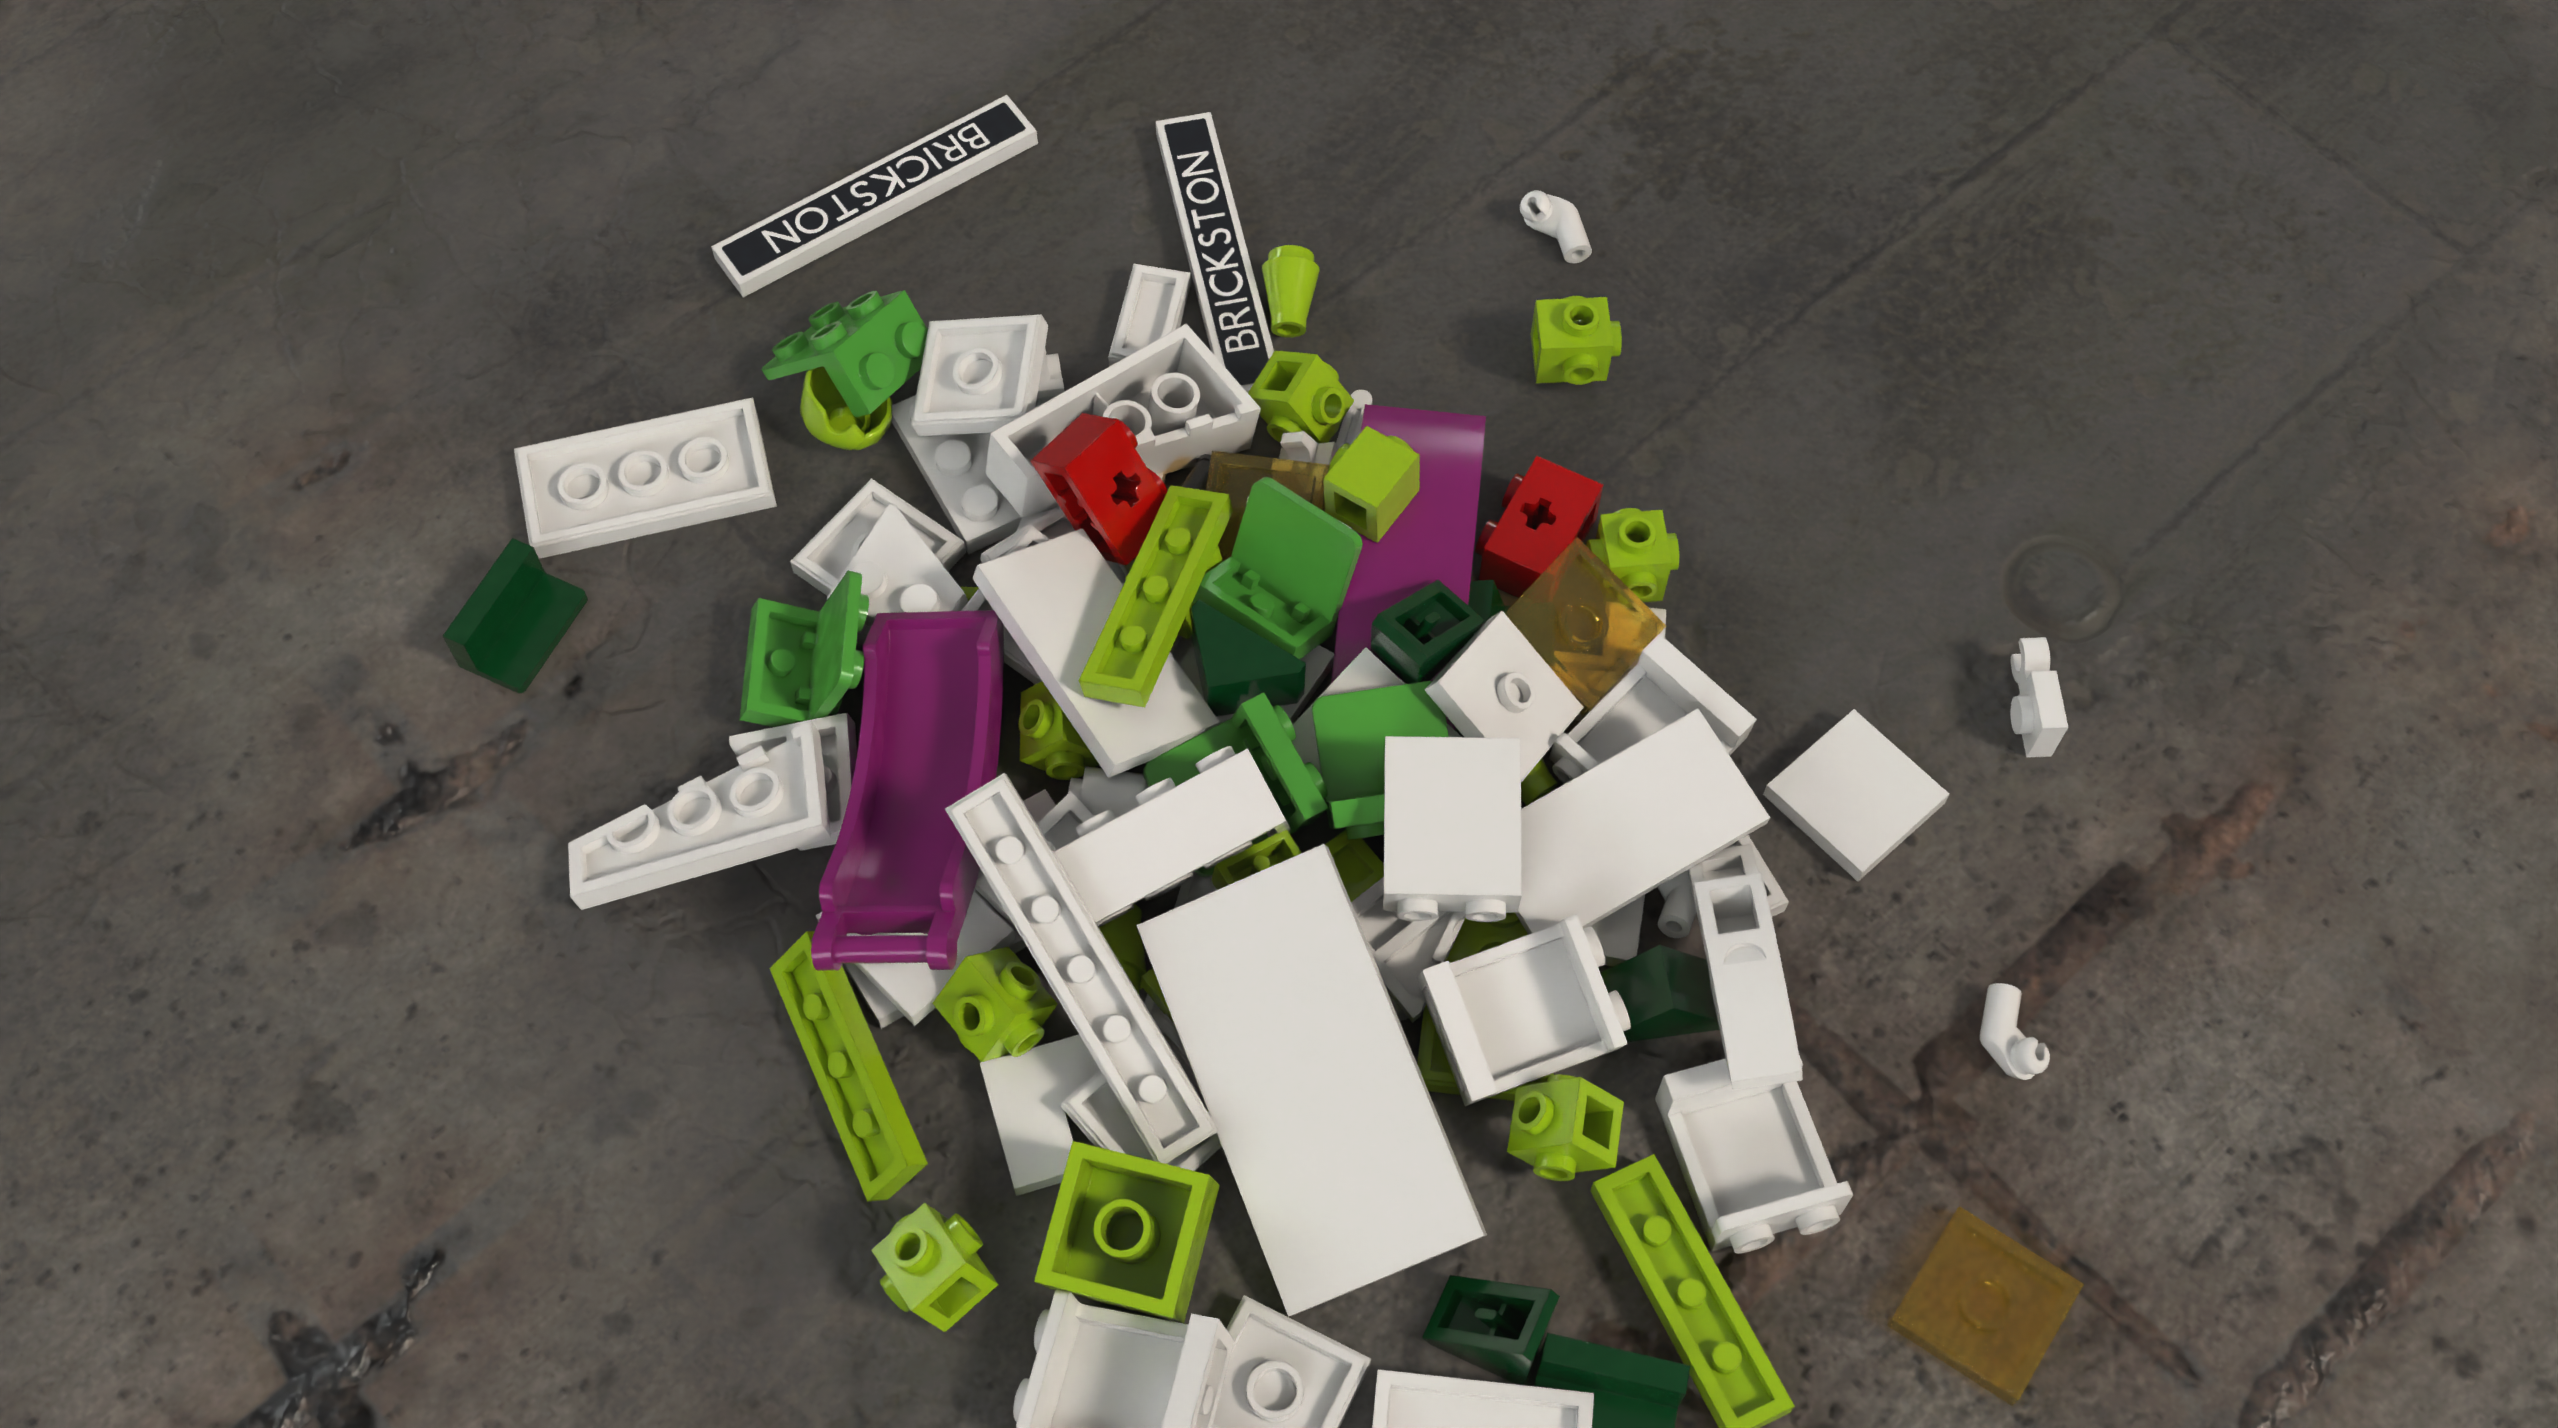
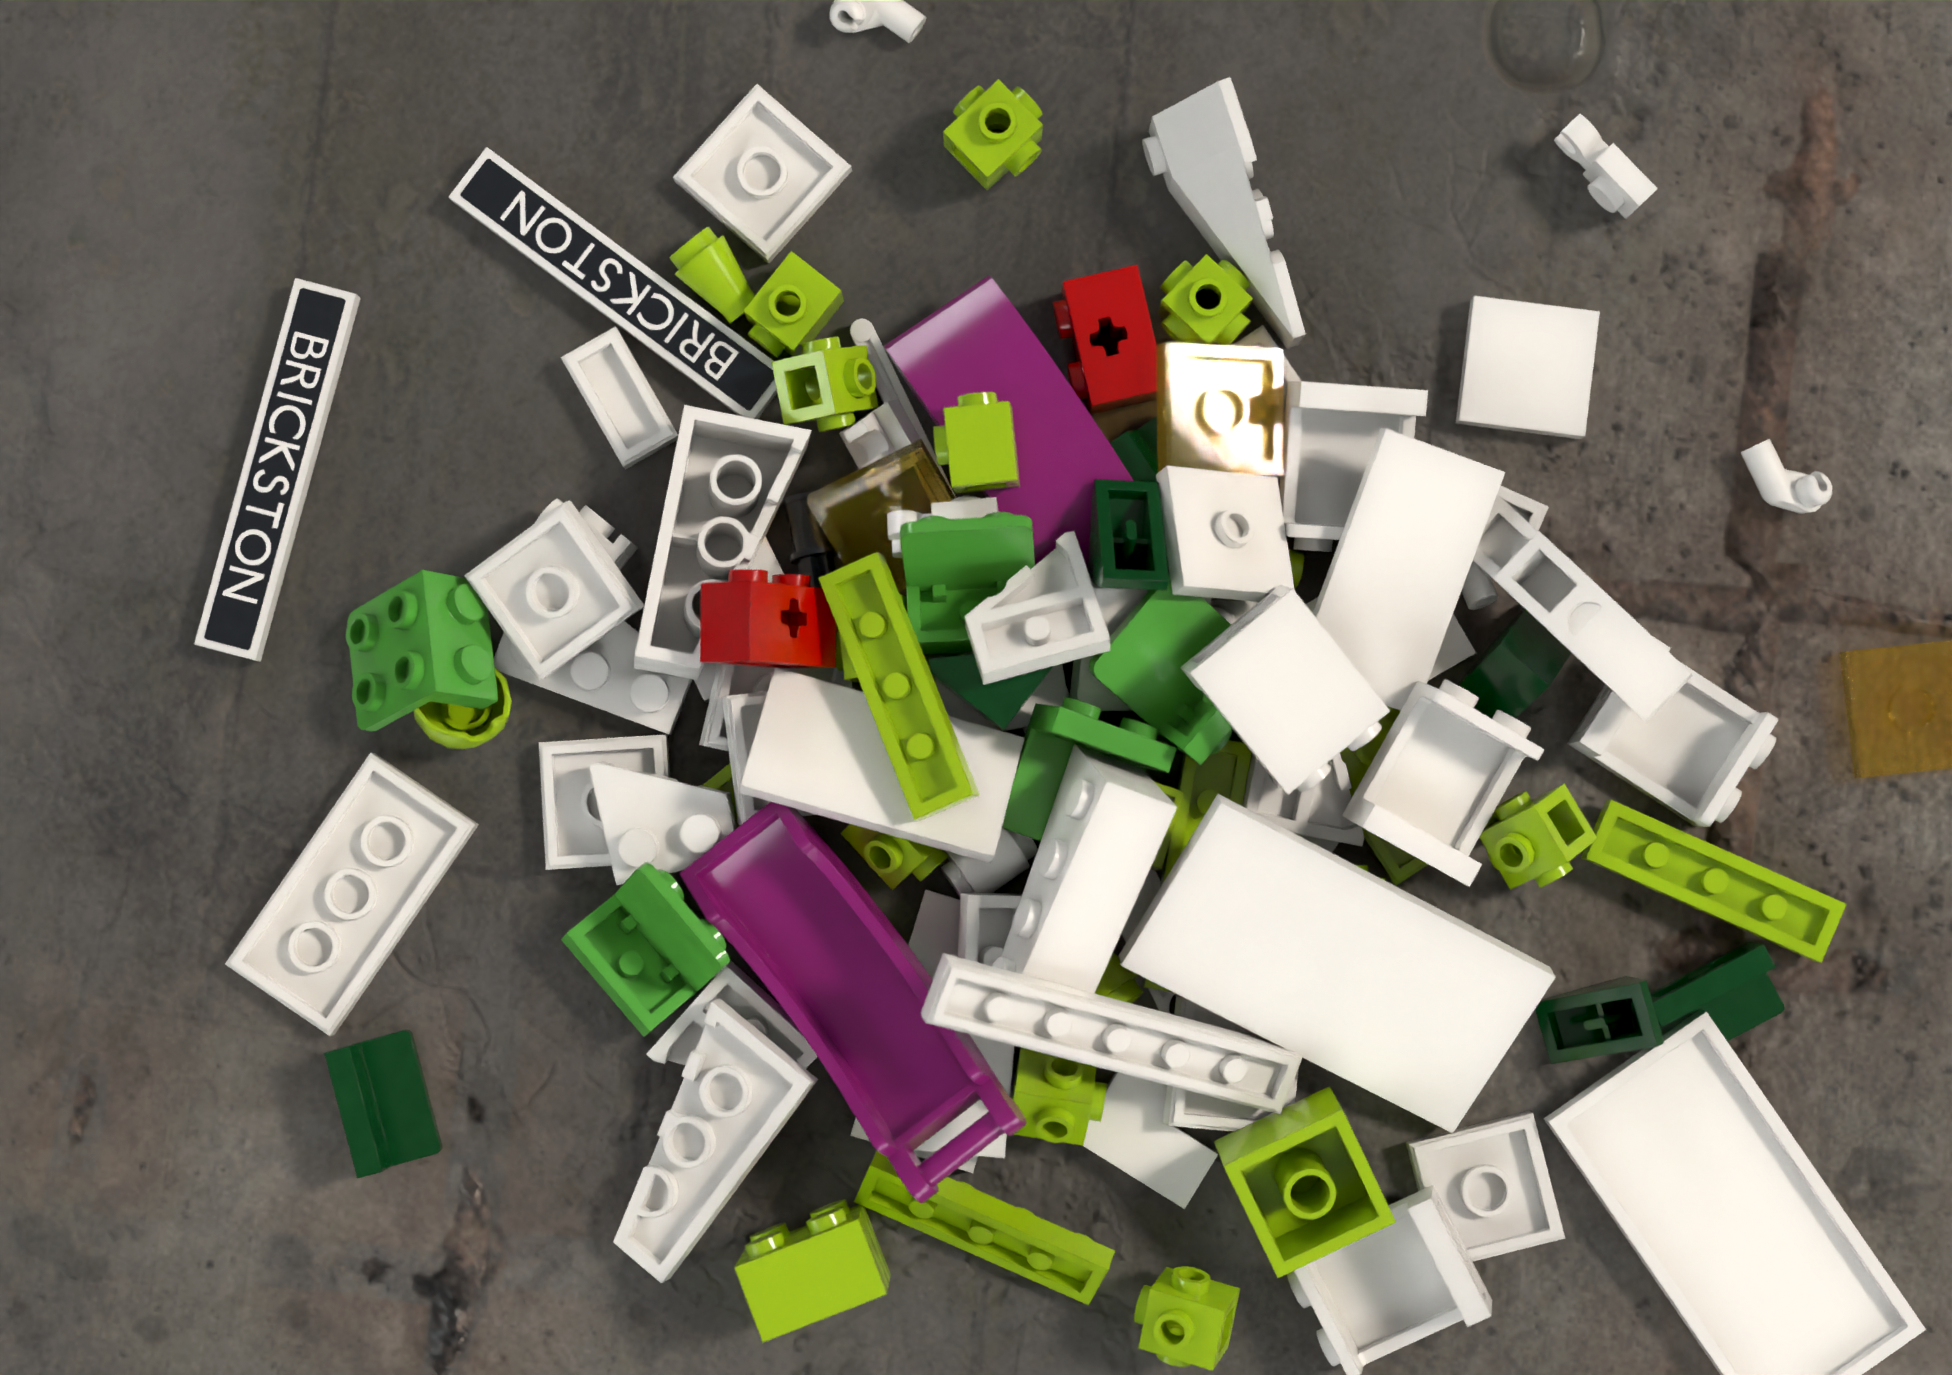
camera: 40 degrees left, 25 degrees up
(685, 969) = (812, 1270): none -> lime brick
(1303, 627) = (1039, 617): none -> white wing
(1333, 333) = (792, 307): none -> lime brick
(1384, 262) = (762, 173): none -> white tile
(1710, 486) = (1207, 170): none -> white wedge

